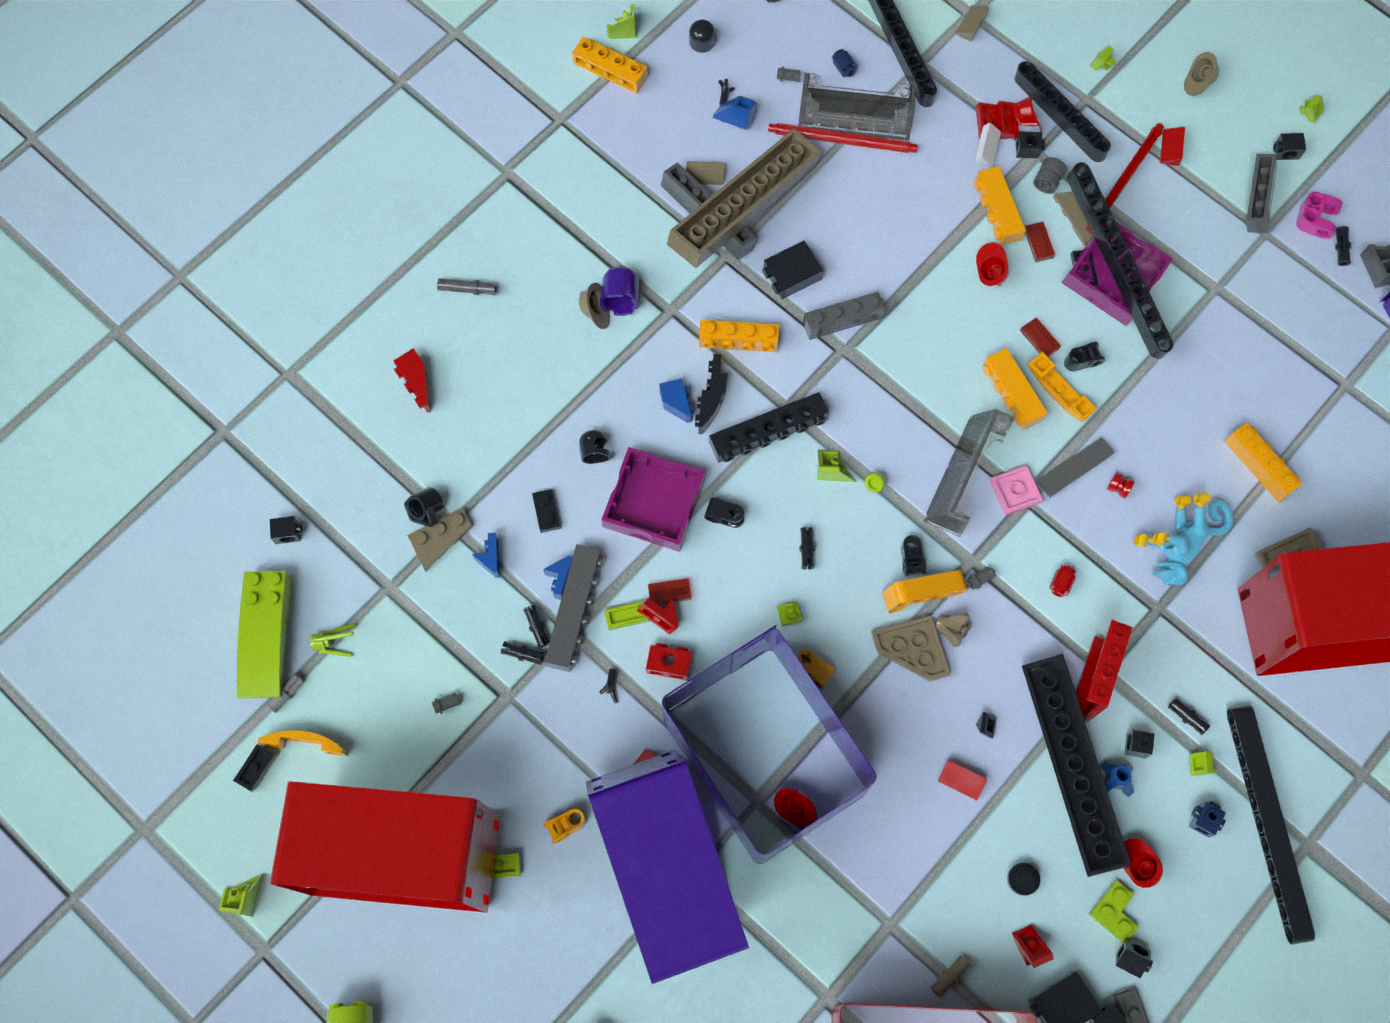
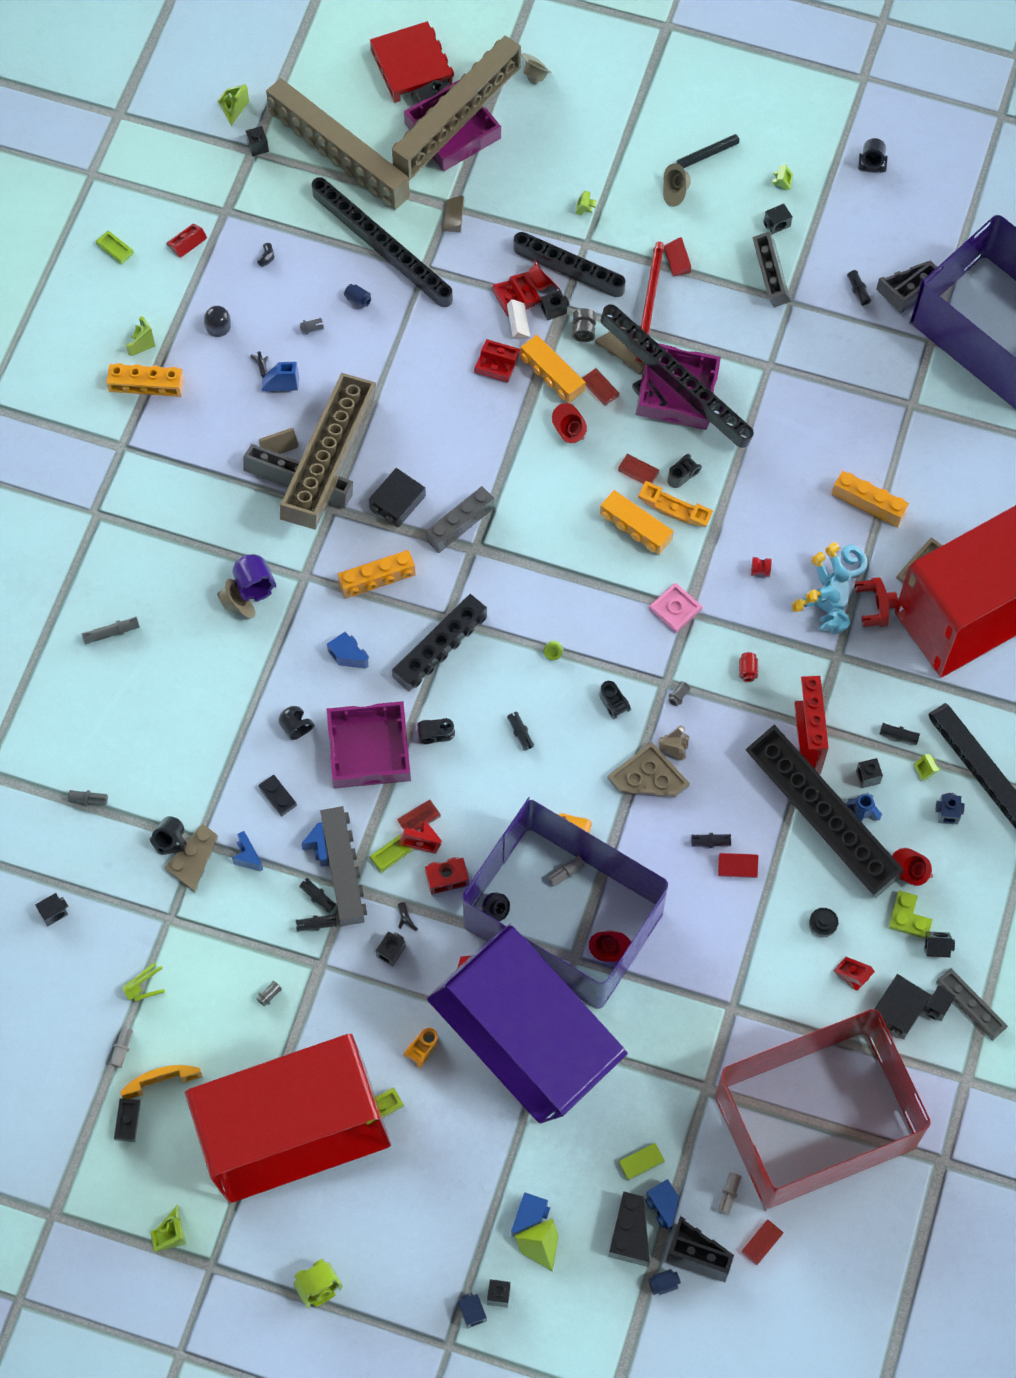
camera: 25 degrees left, 5 degrees down
(262, 633) = (78, 1004): lime slope -> none
(369, 436) = (87, 797): none -> dark grey axle
(415, 374) = (99, 724): red slope -> none
(577, 719) = (391, 956): none -> black brick
(701, 715) = (496, 906): none -> black plate
(712, 397) = (377, 635): black slope -> none
(787, 709) = (566, 871): none -> light grey axle
(789, 613) = (530, 789): lime tile -> none
(831, 467) = (509, 654): lime slope -> none
(845, 138) = (388, 363): red piece -> none
(857, 110) = (388, 333): clear windscreen -> none
(923, 589) = (634, 723): light orange beam -> none
(946, 741) = (711, 840): none -> black pin
(948, 507) = (626, 644): windscreen -> none
(949, 177) = (497, 360): none -> red slope
(950, 976) = (799, 1024): dark tan pin -> none
(986, 725) = (738, 812): black slope -> none
(1075, 467) = (717, 568): dark grey tile -> none
(1231, 572) = (883, 601): none -> red connector
(1249, 55) = (708, 151): none -> black axle
(1312, 209) = (821, 268): dark pink piece -> none

